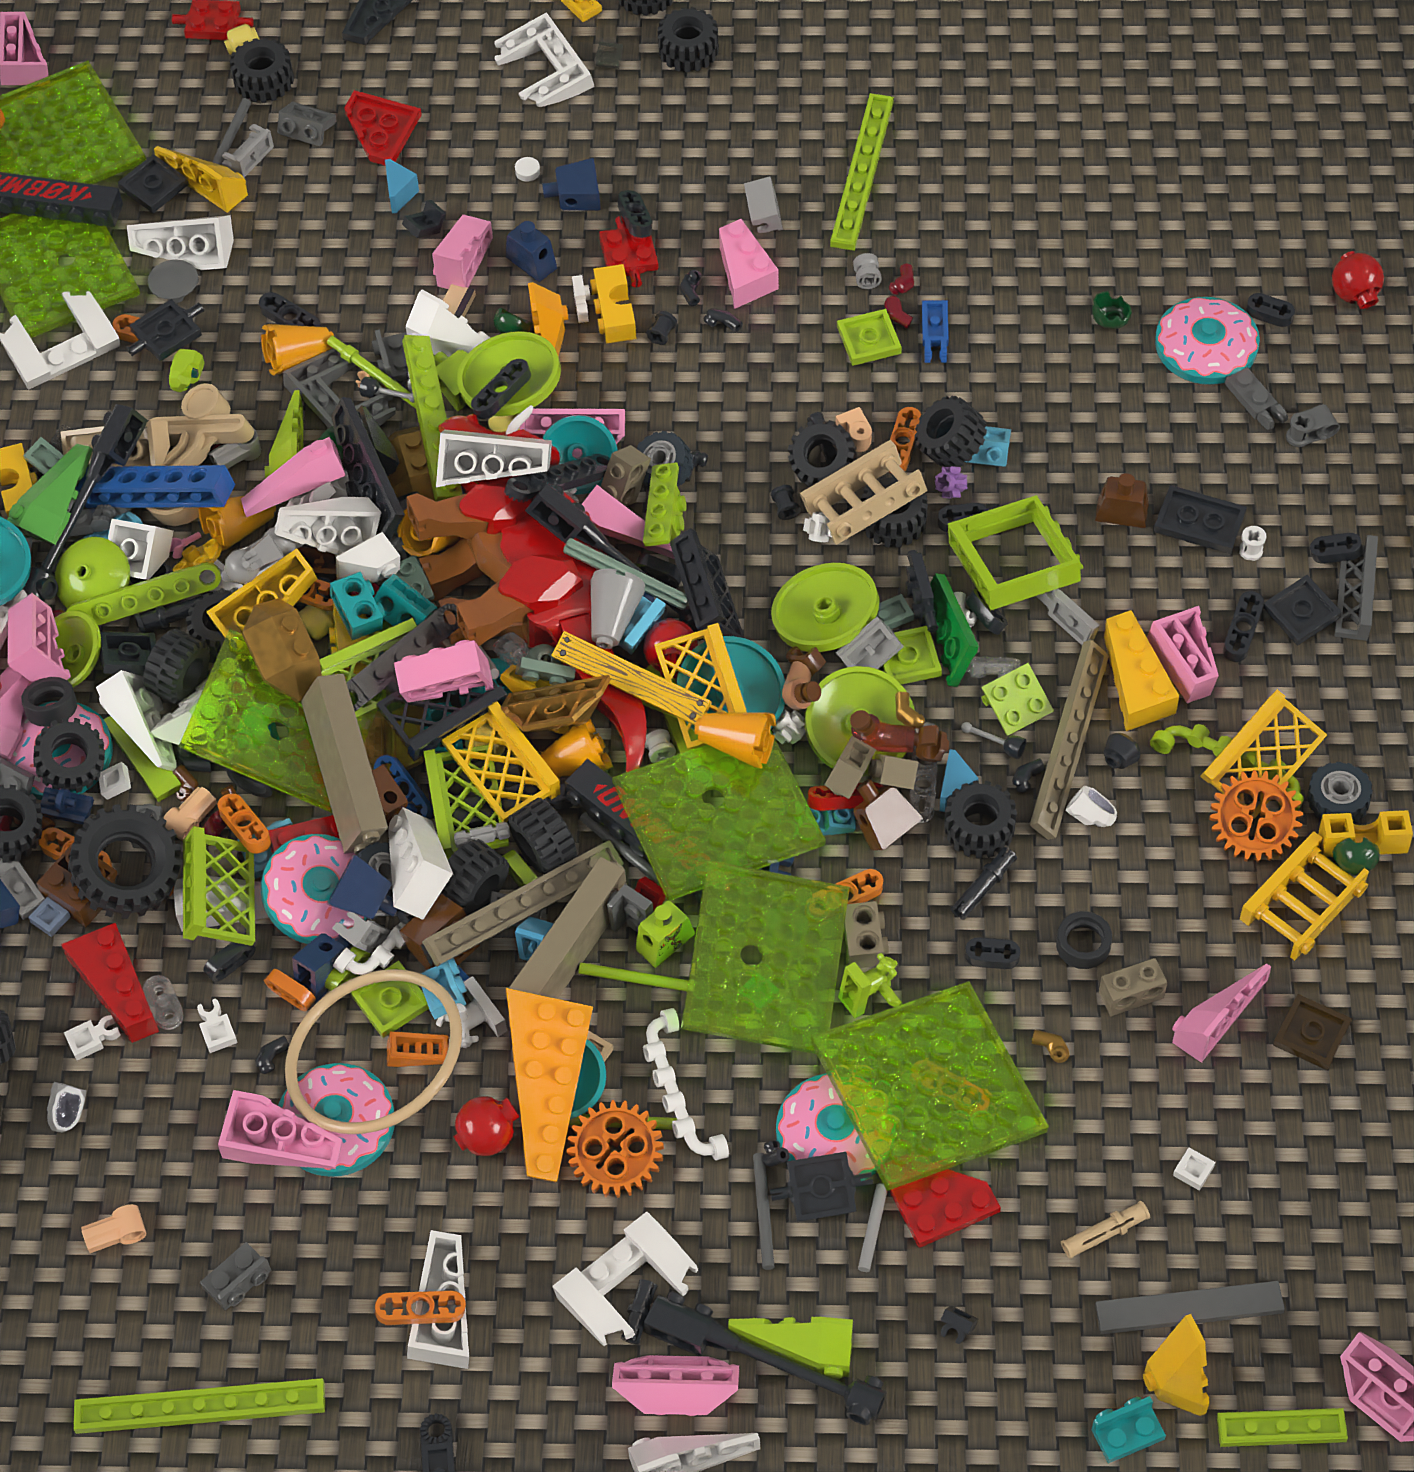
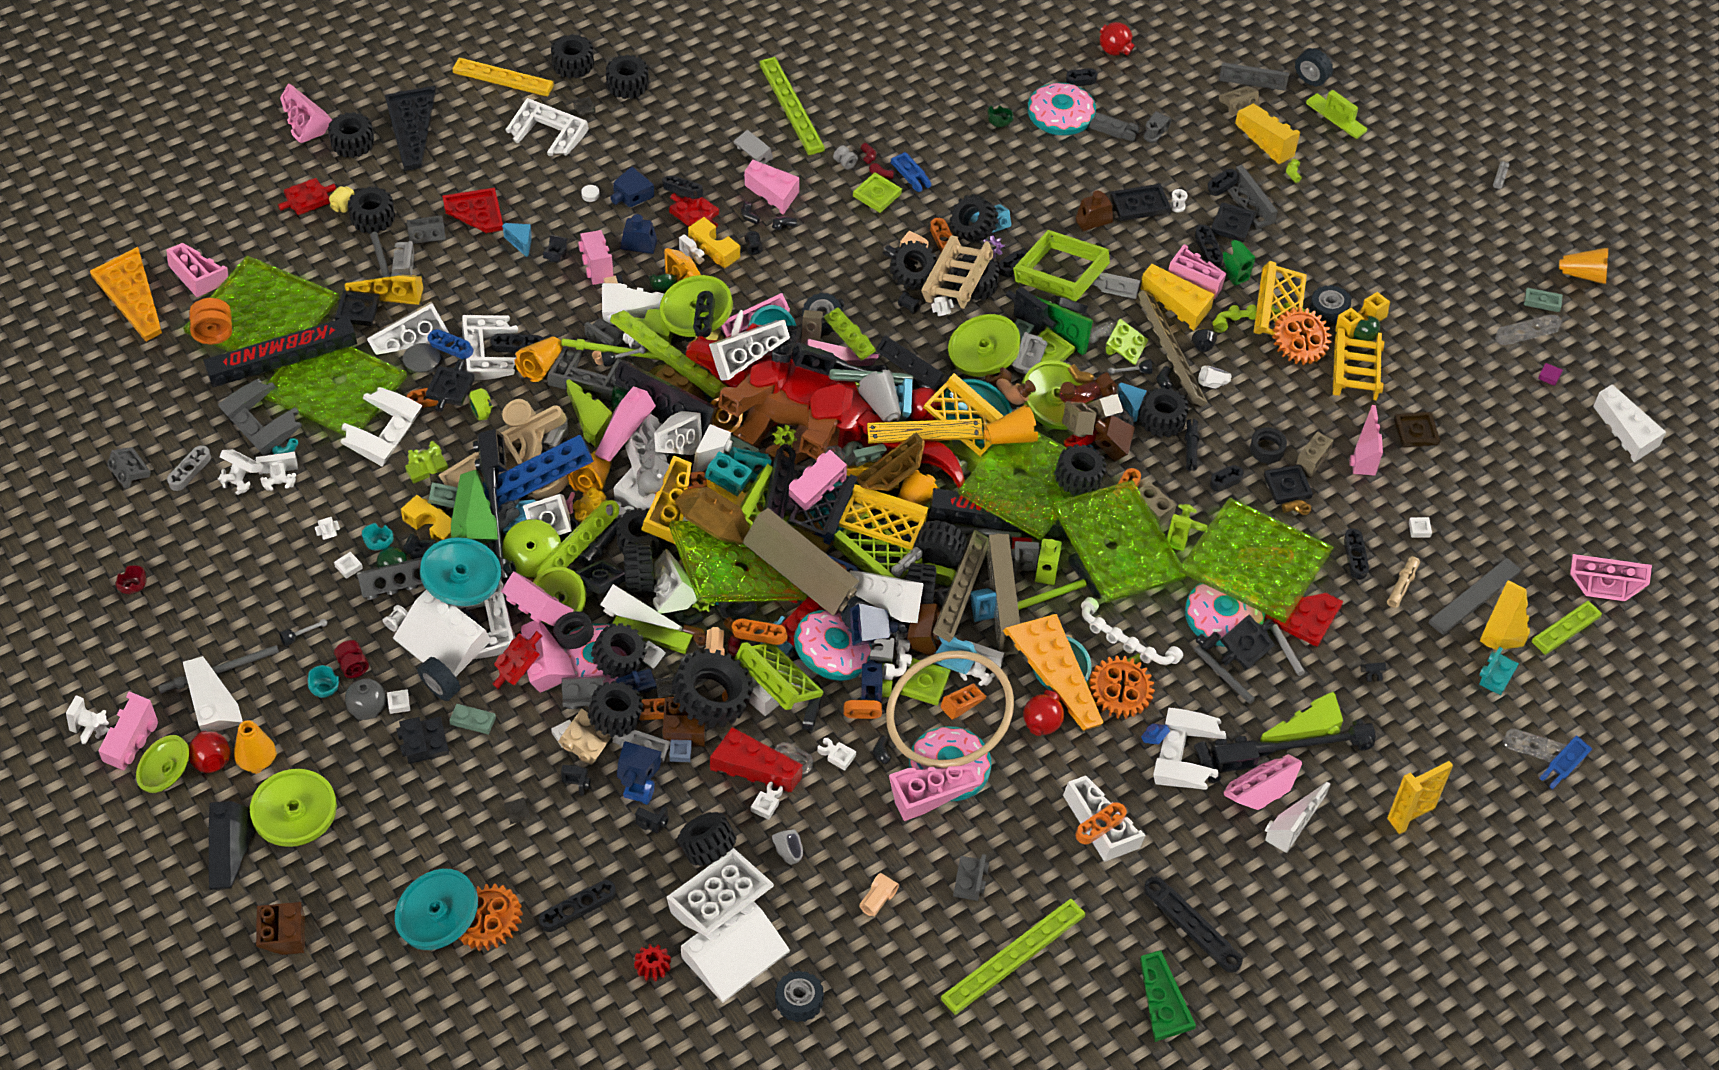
camera: 40 degrees left, 5 degrees down
(68, 409) = (425, 463): none -> lime piece
(215, 282) = (433, 338): none -> blue beam
(255, 271) = (484, 326): none -> white wedge
(470, 586) = (782, 432): none -> lime gear
(605, 1234) = (1155, 733): none -> blue plate
(786, 817) = (1084, 459): none -> black tyre
(1064, 1159) = (1352, 560): none -> black beam
(1065, 1007) = (1288, 484): none -> black plate
(1249, 668) = (1239, 264): none -> green piece

